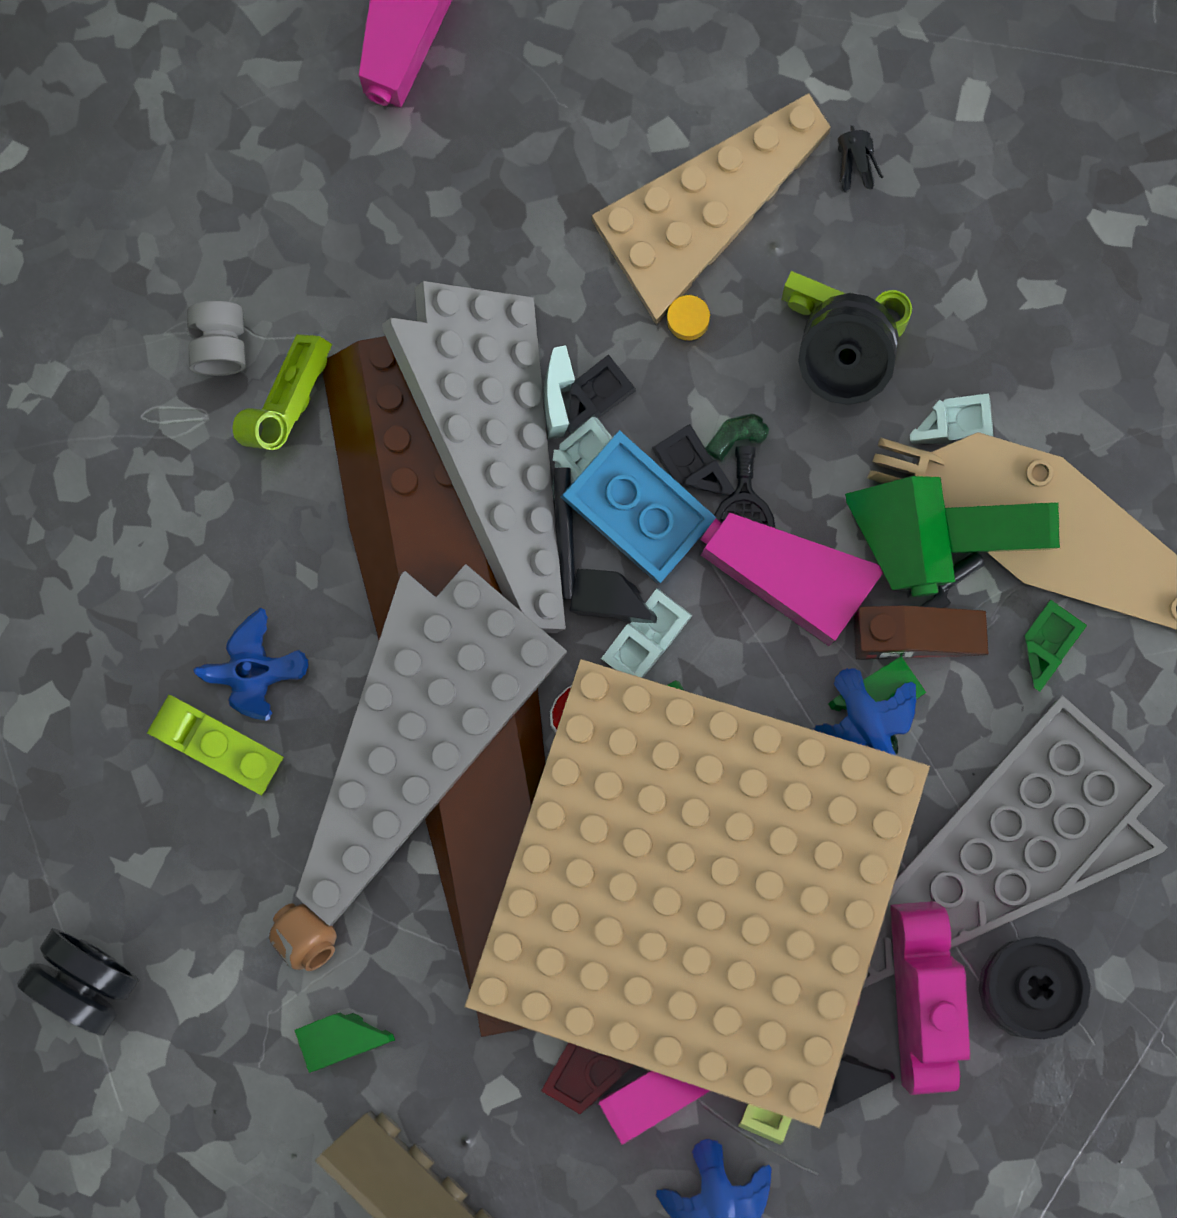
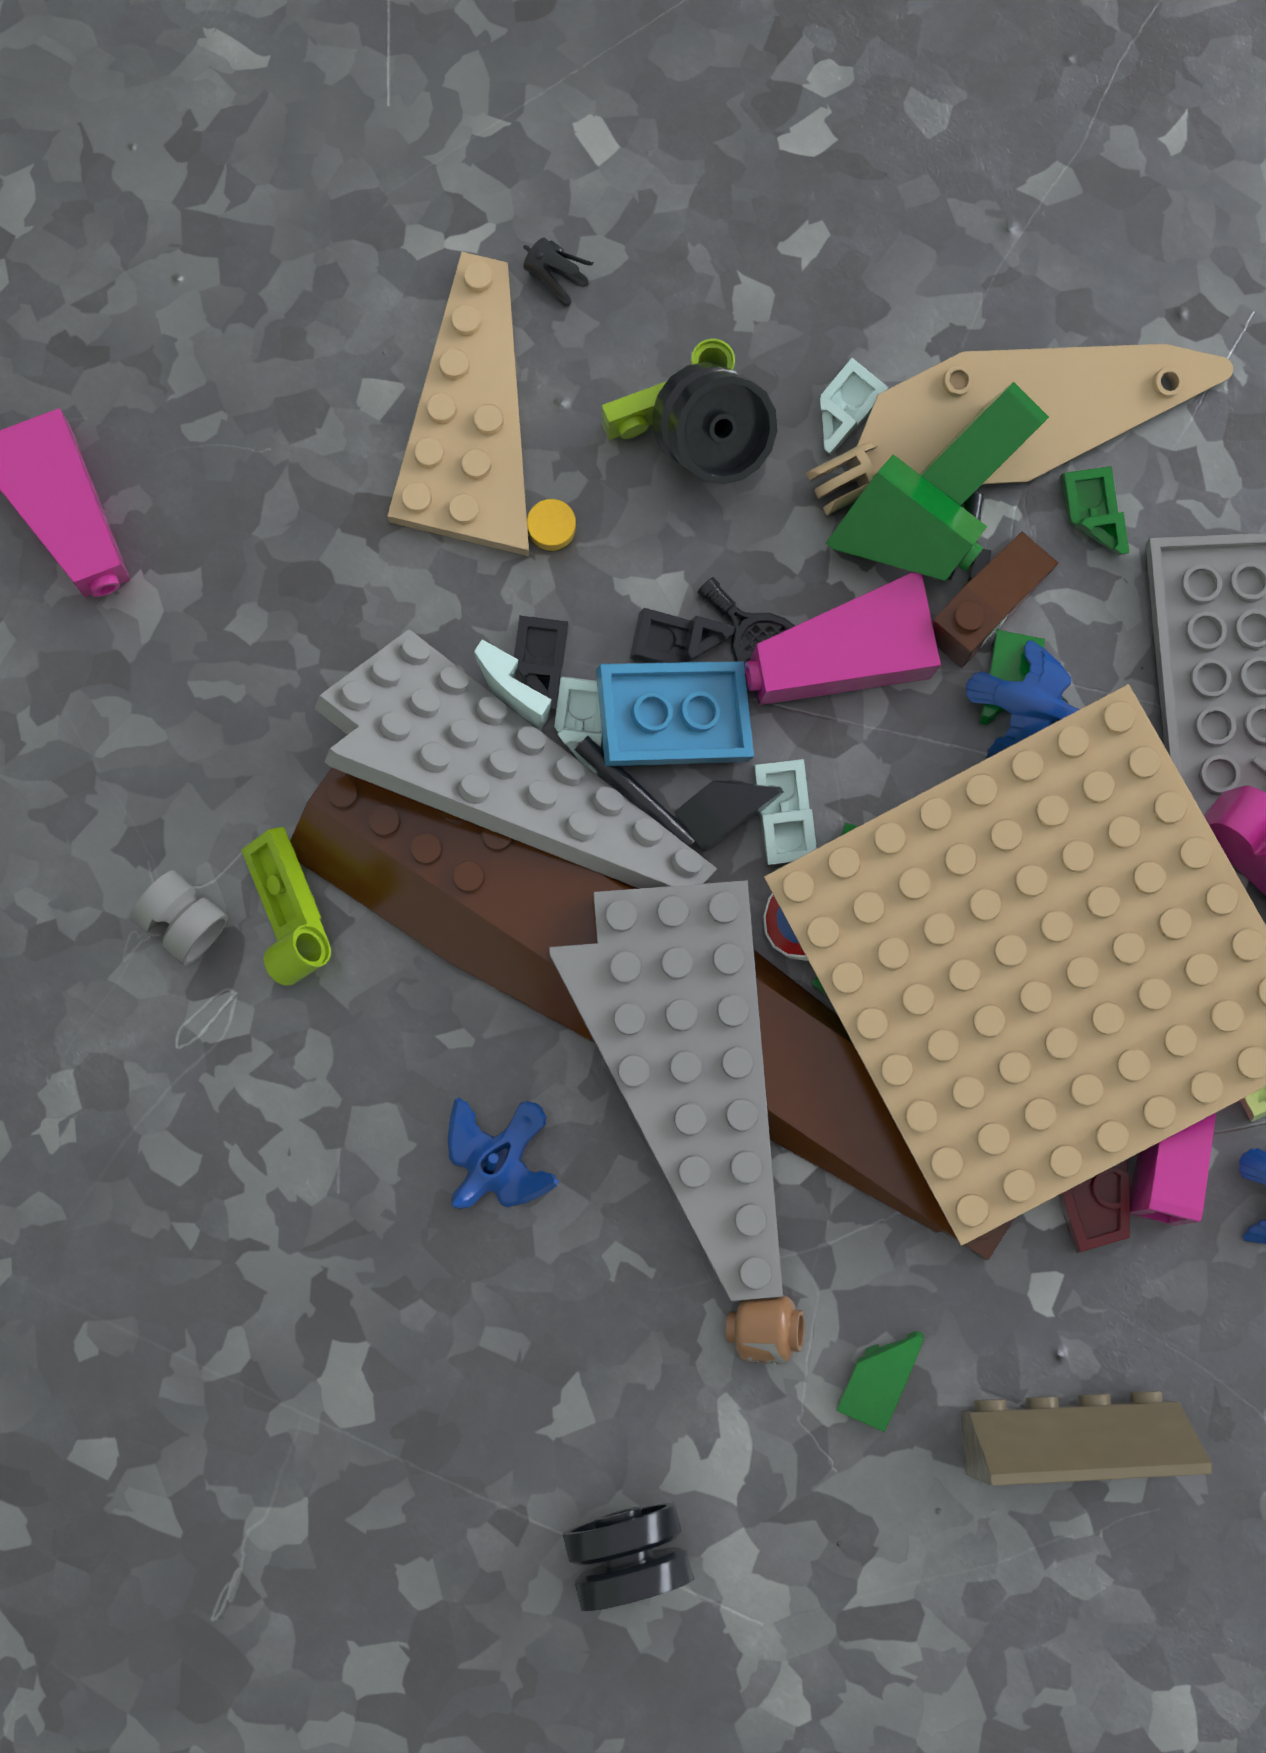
camera: 55 degrees left, 0 degrees up
(215, 744) = (529, 1250): lime plate -> none
(736, 429) = (683, 577): clear green arm -> none

